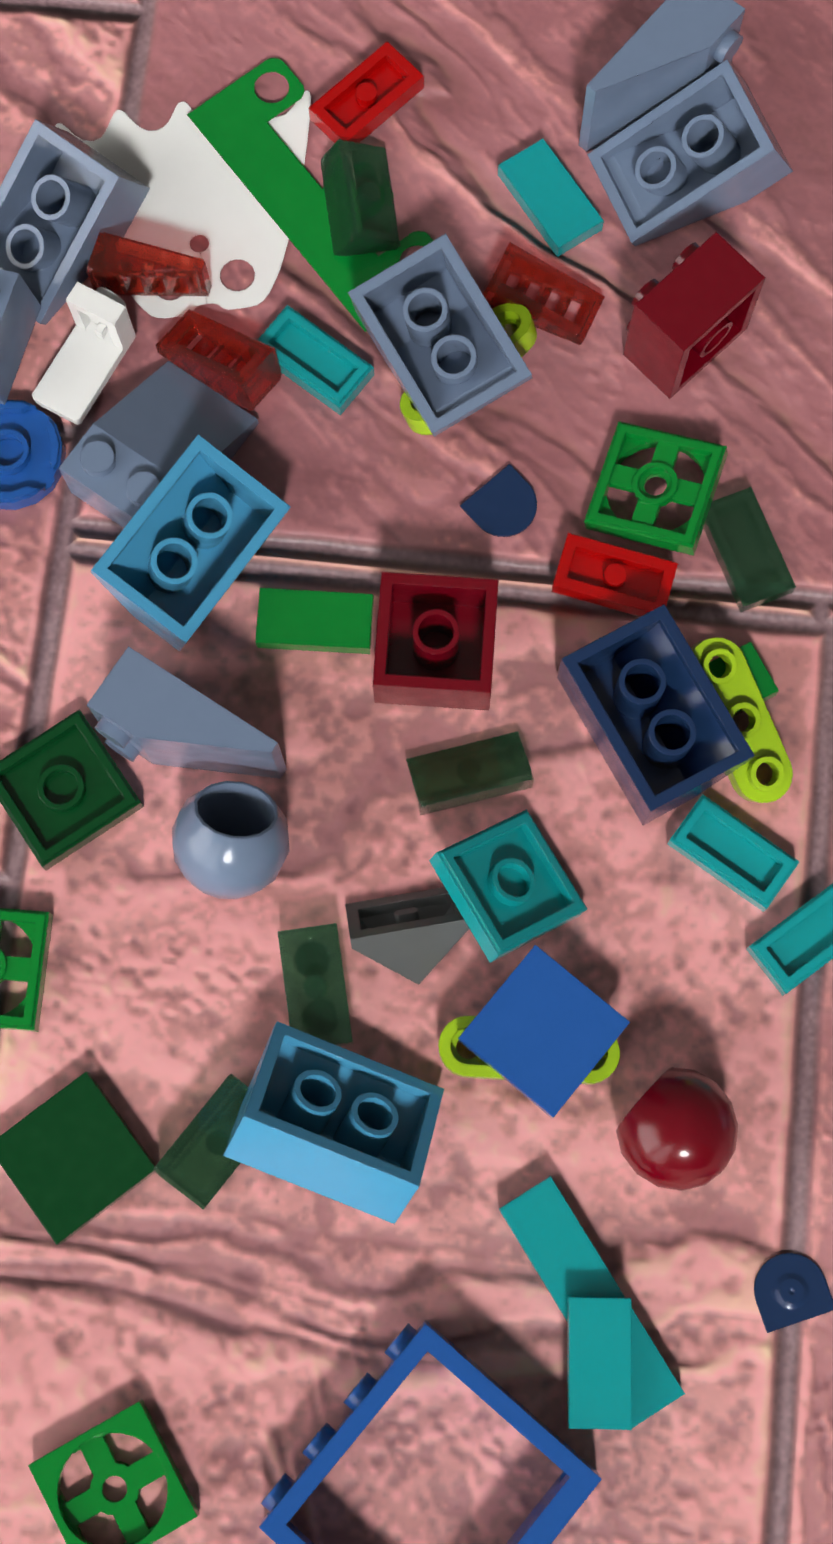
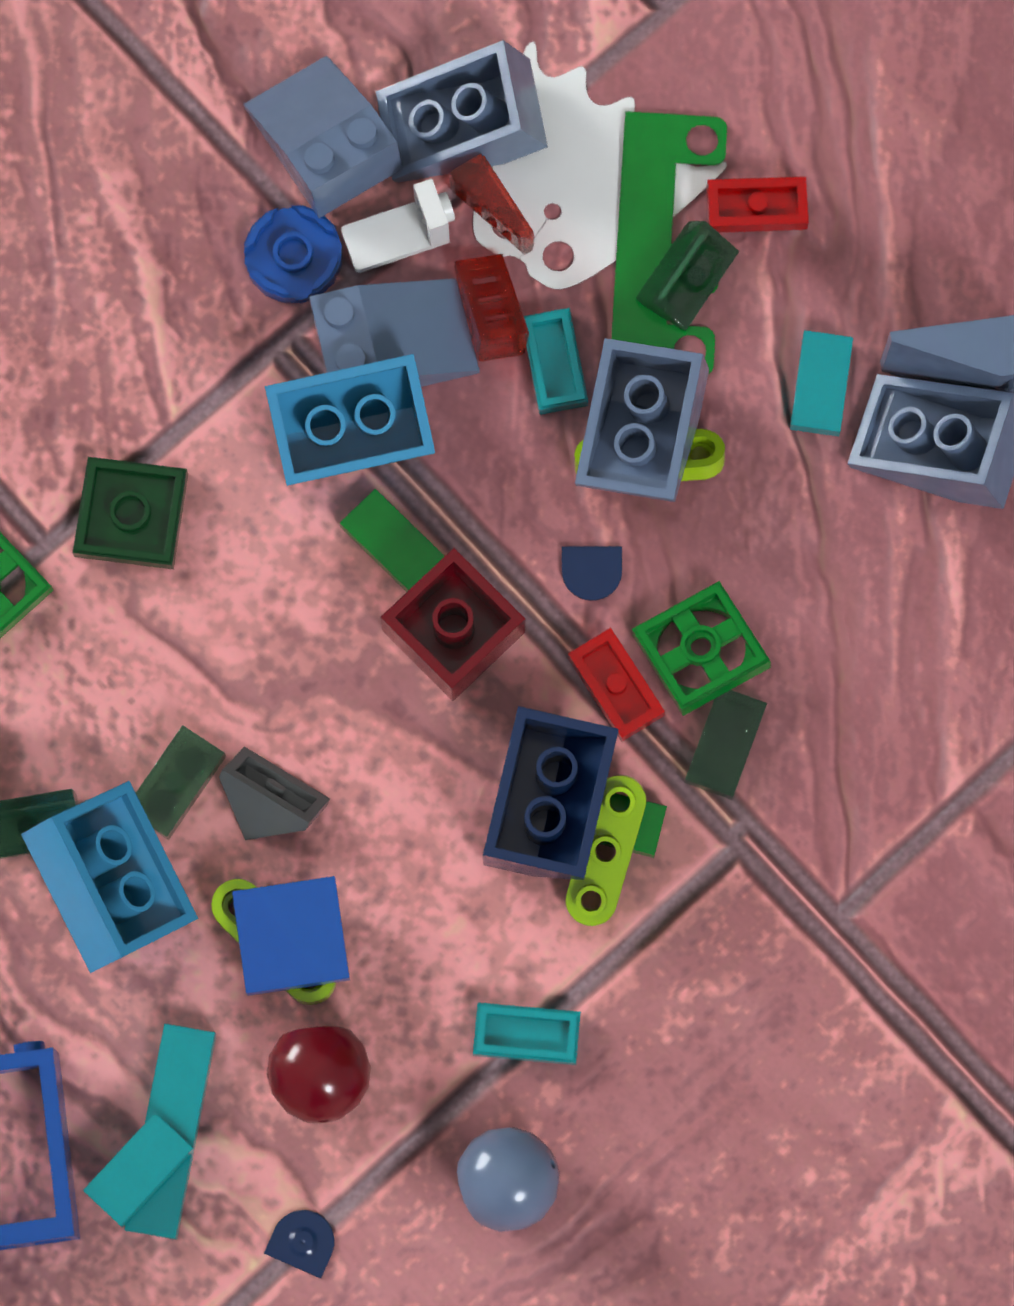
camera: 40 degrees right, 0 degrees up
(175, 725) = (225, 514): sand blue slope -> none
(230, 840) = (203, 639): sand blue helmet -> none
(470, 773) = (401, 731): clear green slope -> none
(508, 885) = (356, 824): teal tile -> none
(534, 271) = (758, 423): clear red slope -> none
(691, 313) = (827, 549): dark red brick -> none
(733, 853) = (526, 934): teal tile -> none

